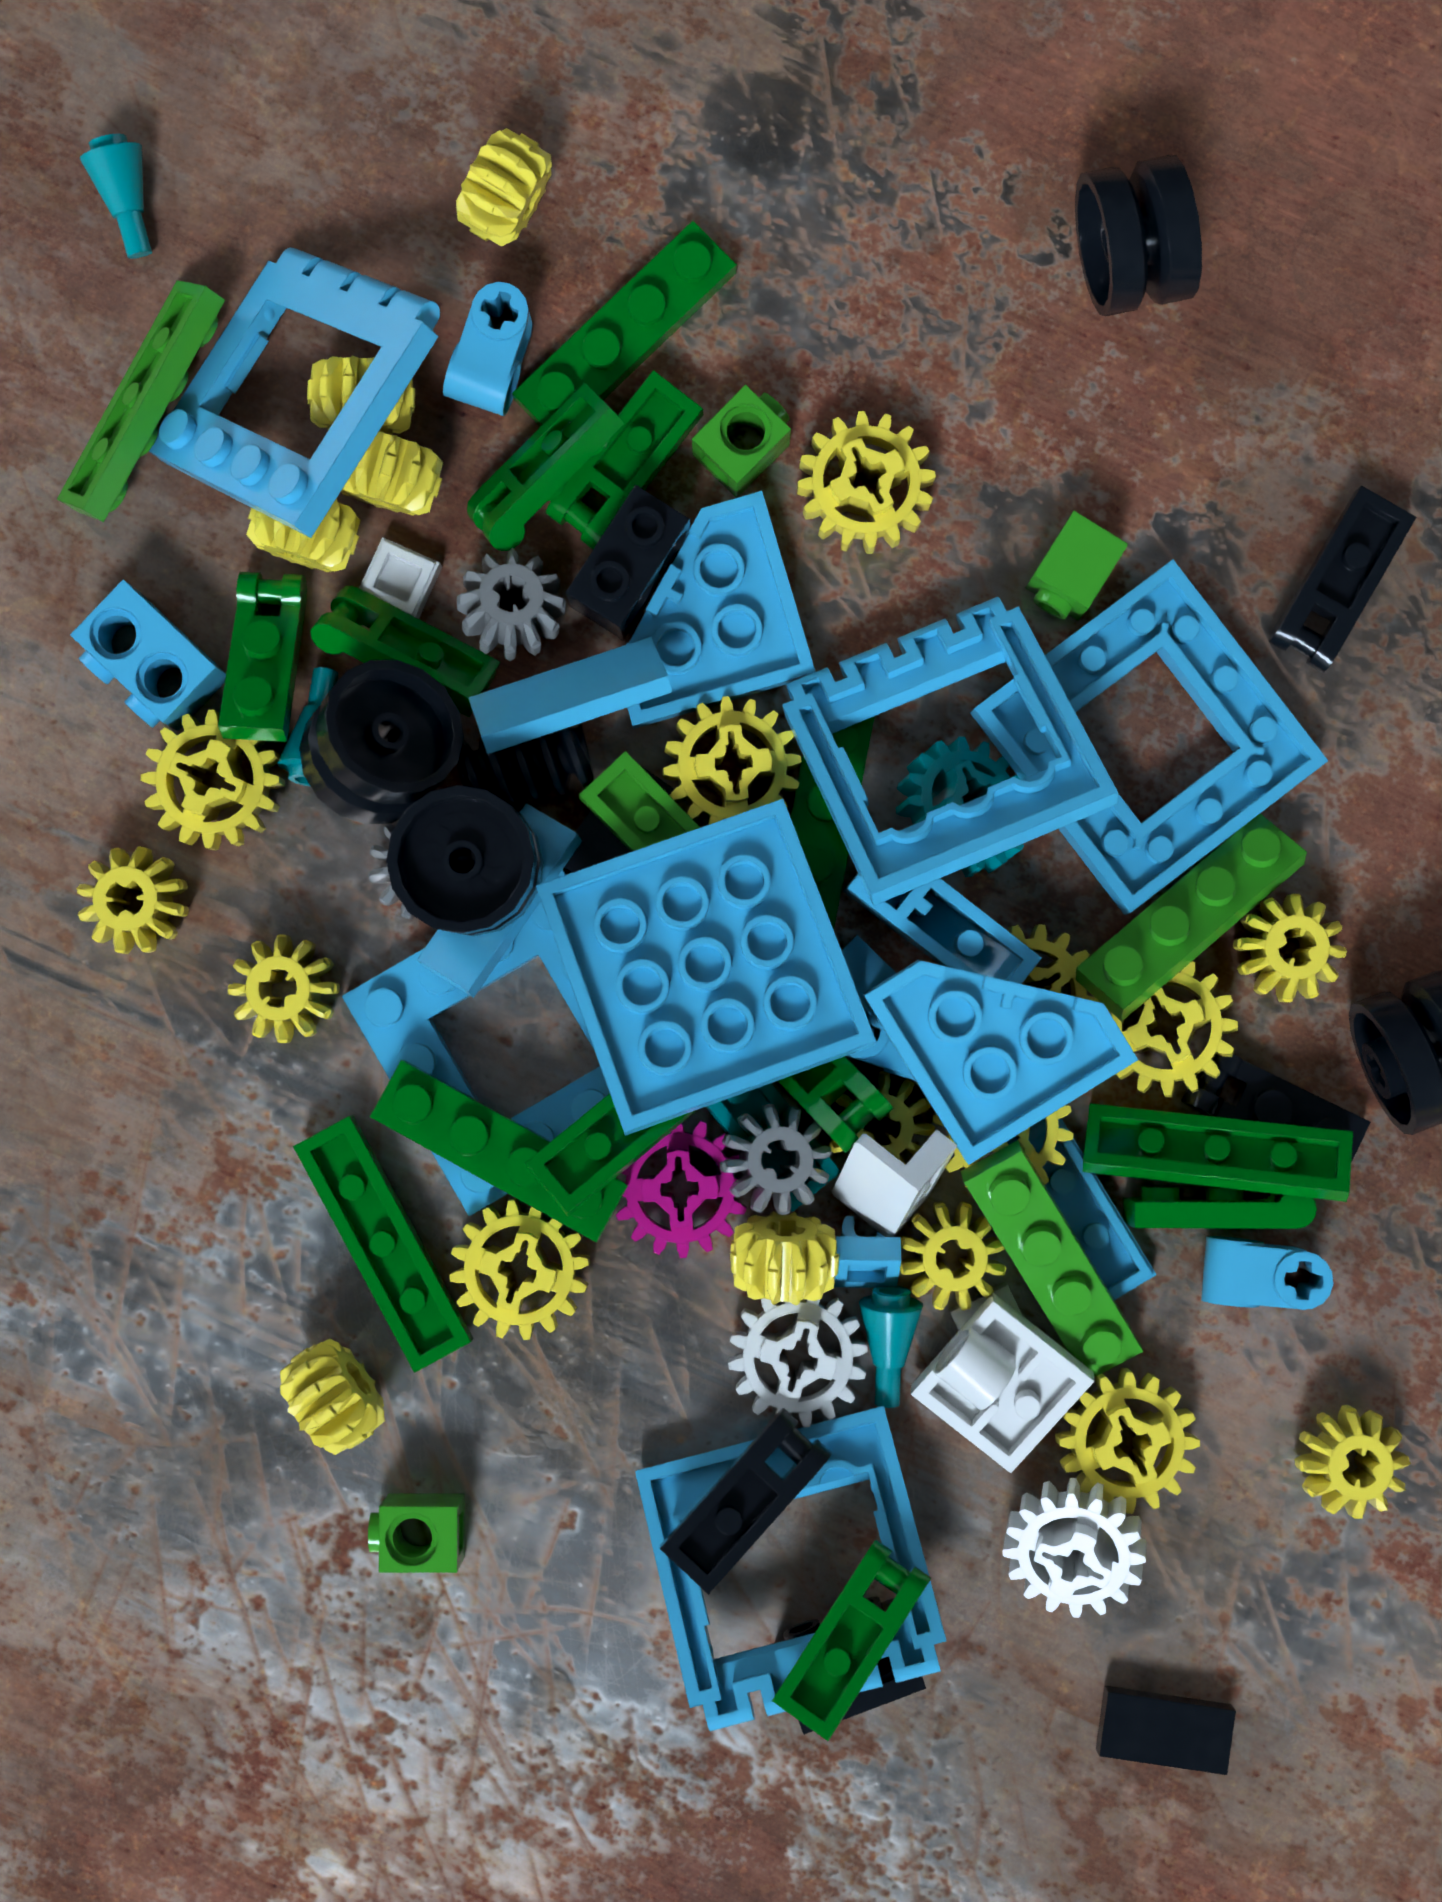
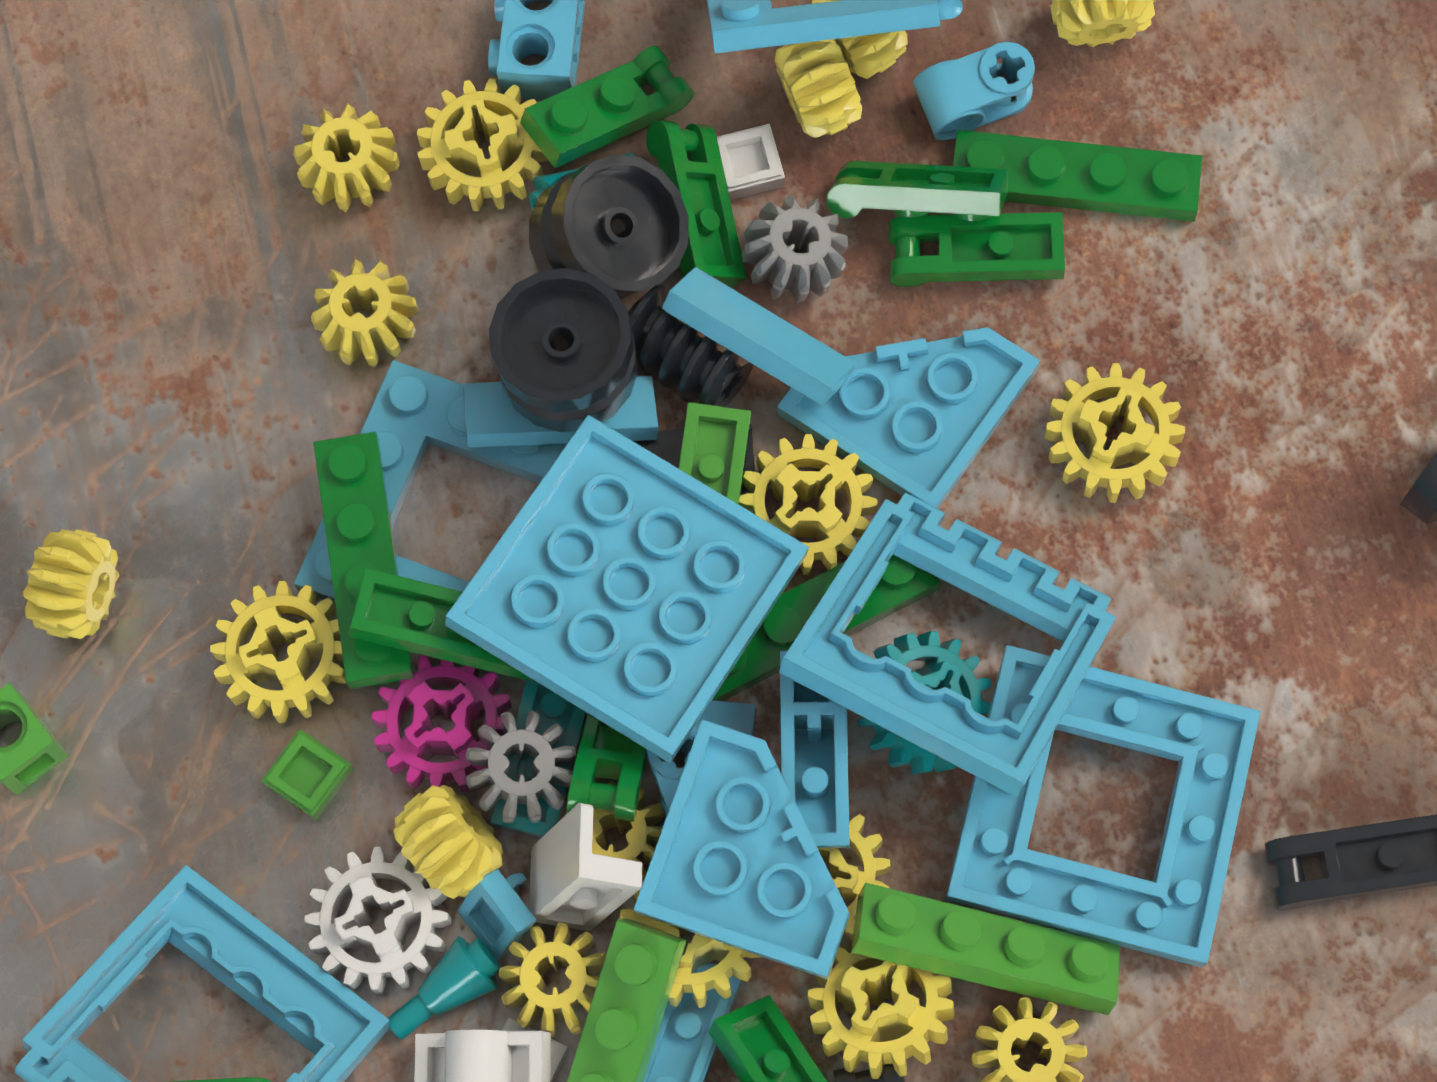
camera: 55 degrees right, 15 degrees down
(326, 550) = (726, 78): light yellow gear -> none
(383, 1243) = (222, 537): green plate -> none
(628, 562) = (899, 304): black brick -> none
(632, 1320) = (308, 774): none -> bright green tile
(737, 467) = (1050, 338): bright green brick -> none
(743, 1503) = (223, 956): black plate -> none
(1075, 568) = (1187, 641): bright green brick -> none

